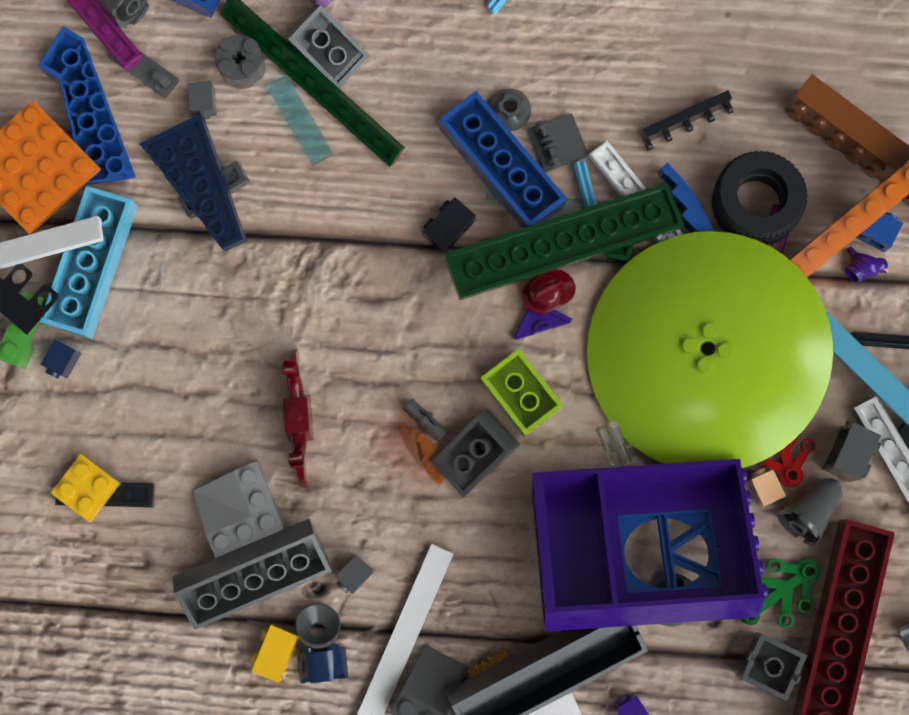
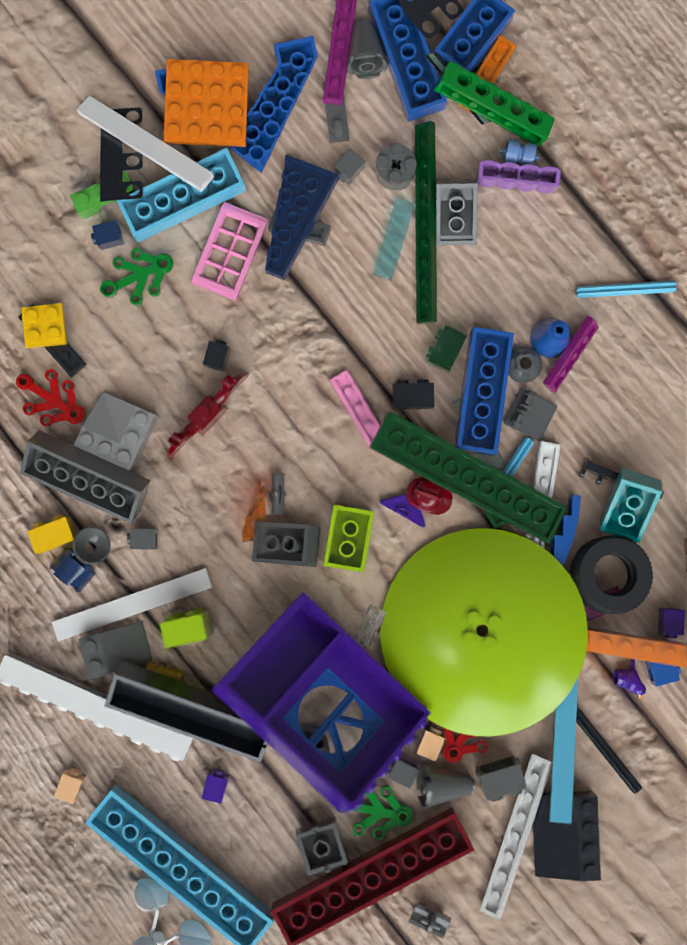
camera: 45 degrees right, 5 degrees up
(121, 364) = (139, 274): none -> green plant
(158, 541) = (53, 400): none -> red plant
(195, 307) = (216, 286): none -> bright pink piece
(255, 361) = (216, 355): none -> black brick
(413, 282) = (356, 405): none -> bright pink tile
(435, 161) = (446, 349): none -> clear green brick
(469, 606) = (186, 628): none -> lime brick
(508, 65) = (550, 337): none -> blue cone
(538, 62) = (571, 354): none -> magenta tile
(714, 127) = (630, 505): none -> teal brick
(771, 534) = (403, 772): none -> dark grey brick
(846, 186) = (671, 622): none -> dark purple brick

